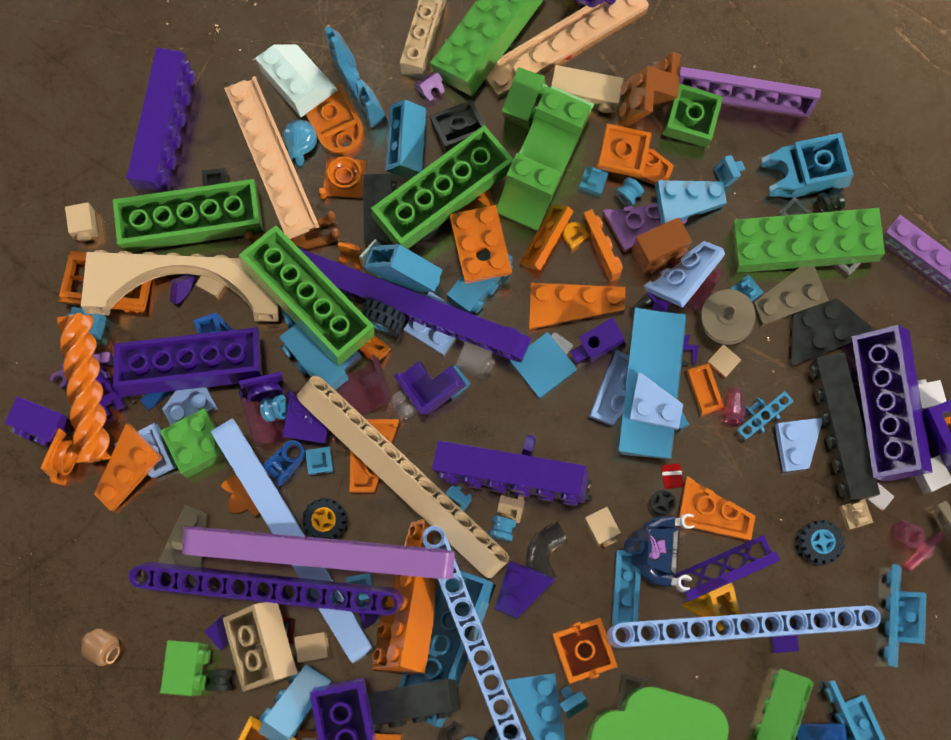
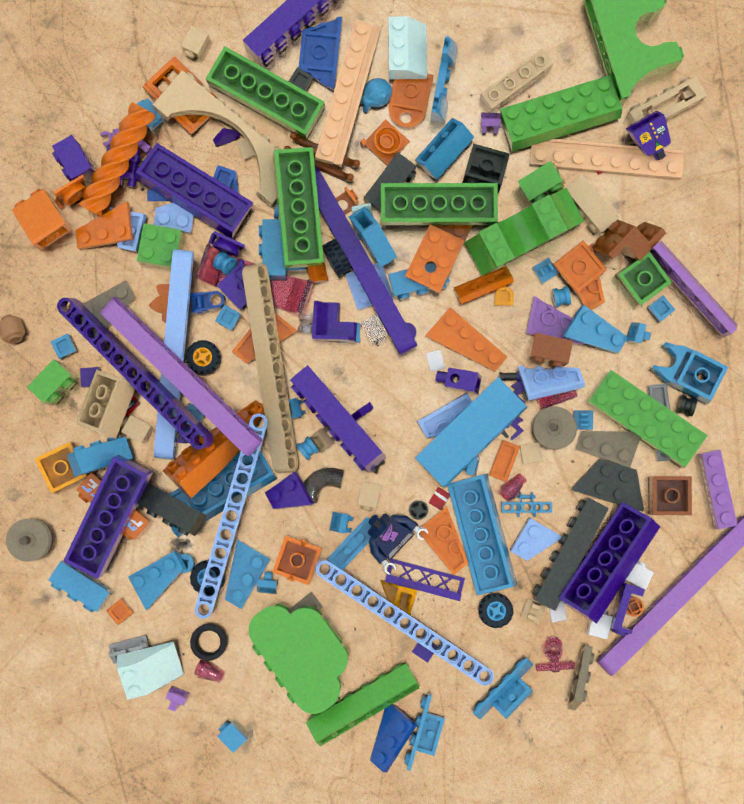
camera: 40 degrees right, 10 degrees up
(49, 509) = (40, 219): none -> orange slope
(169, 622) = (63, 346): none -> dark azure plate
(214, 140) = (320, 51): none -> blue wing
(219, 680) = (67, 405): pearl dark grey wheel -> none
(544, 365) = (415, 367): dark azure tile -> none
(594, 578) = (339, 522): none -> dark azure tile
(602, 245) = (515, 318): orange plate -> none
(654, 405) = (459, 447): light blue wing -> none
(730, 132) = (661, 308): none -> dark azure plate
(744, 478) = (482, 534): none -> dark azure arch
(890, 295) = (670, 495): none -> dark orange brick

